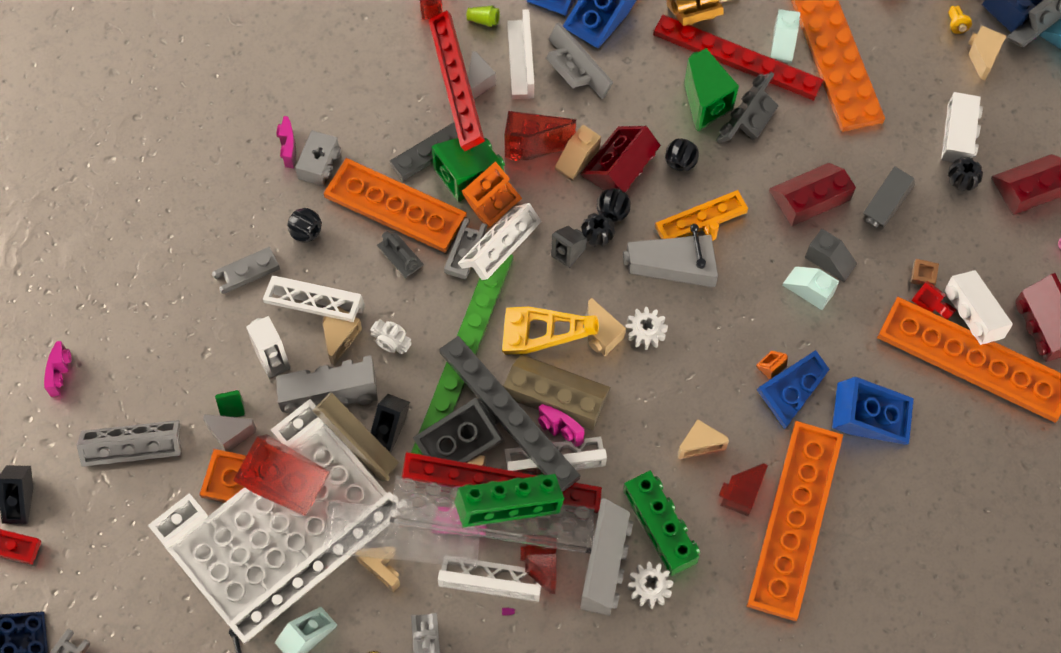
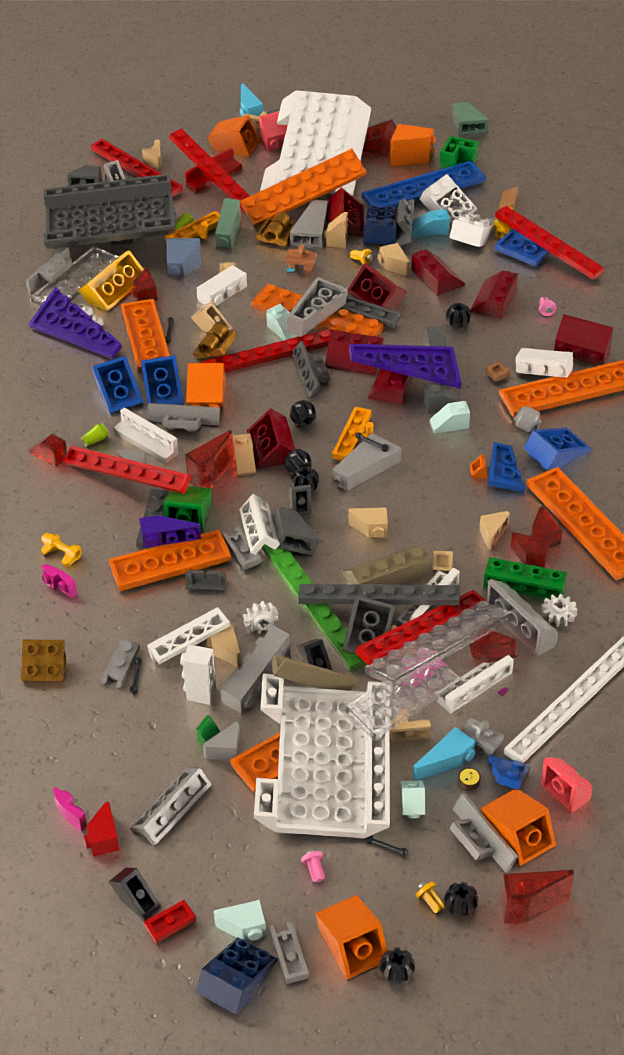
camera: 45 degrees left, 20 degrees down
(56, 414) = (102, 832): none -> red slope
(56, 605) = (242, 921): none -> light aqua slope
(162, 613) = (313, 861): none -> bright pink piece
(188, 211) = (43, 660): none -> pearl gold plate
(229, 304) = (133, 689): none -> black hinge
(281, 475) = (297, 723): clear red slope -> none
(304, 225) = (130, 609): black piece -> none
(317, 158) = (90, 573): light grey brick -> none
(328, 99) = (53, 542): none -> yellow piece
(384, 625) = (446, 755): none -> medium azure slope
(410, 170) = (165, 530): none -> dark purple slope
(491, 195) = (223, 509): orange slope -> none
(508, 500) = (442, 621): green brick -> none
(517, 329) = (326, 561): yellow plate -> none
(520, 274) = (294, 532): none -> dark grey slope
(557, 422) = (415, 576): dark pink slope -> none
(614, 430) = (442, 560): none -> tan plate
(628, 49) = (206, 384): none -> orange slope
(637, 326) = (395, 502): white gear -> none
(705, 501) = (530, 549): none -> clear red slope
(708, 89) = (276, 372): green slope -> none
(811, 128) = (338, 351): none -> dark red slope
(827, 44) = (315, 306): none -> light grey wedge
(843, 199) = (422, 362): none -> dark purple wing
(883, 354) = (527, 419): none -> light grey head
(884, 90) = (372, 311): none -> dark grey plate
(922, 74) = (376, 288): none -> dark red slope
(931, 299) = (517, 377): red plate -> none
(962, 127) = (428, 298): white brick -> none
(1010, 102) = (434, 272): none -> dark red slope

